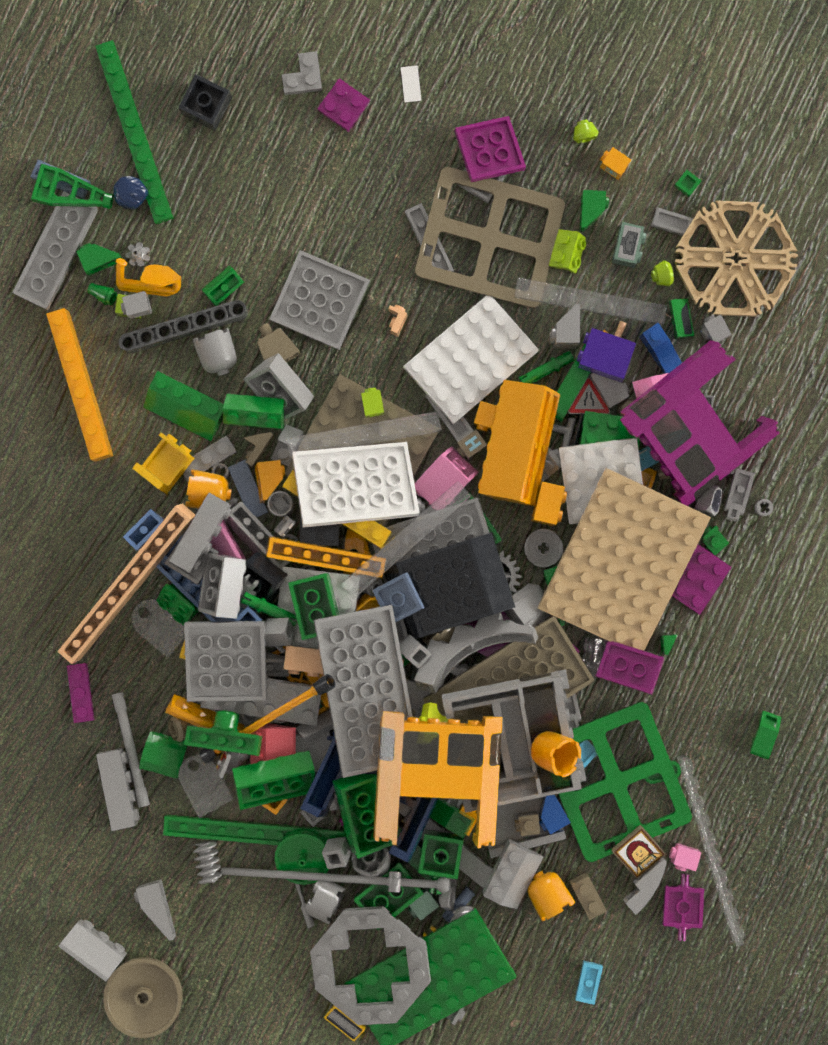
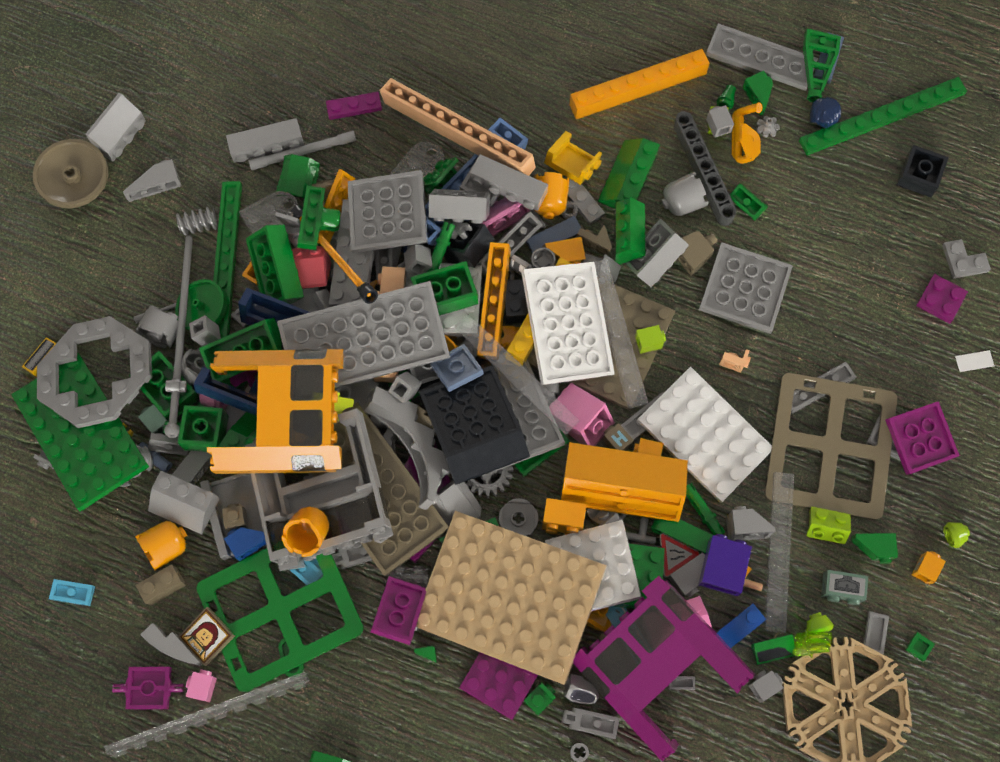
camera: 85 degrees right, 15 degrees down
(682, 282) = (812, 643): none -> clear neon green arm

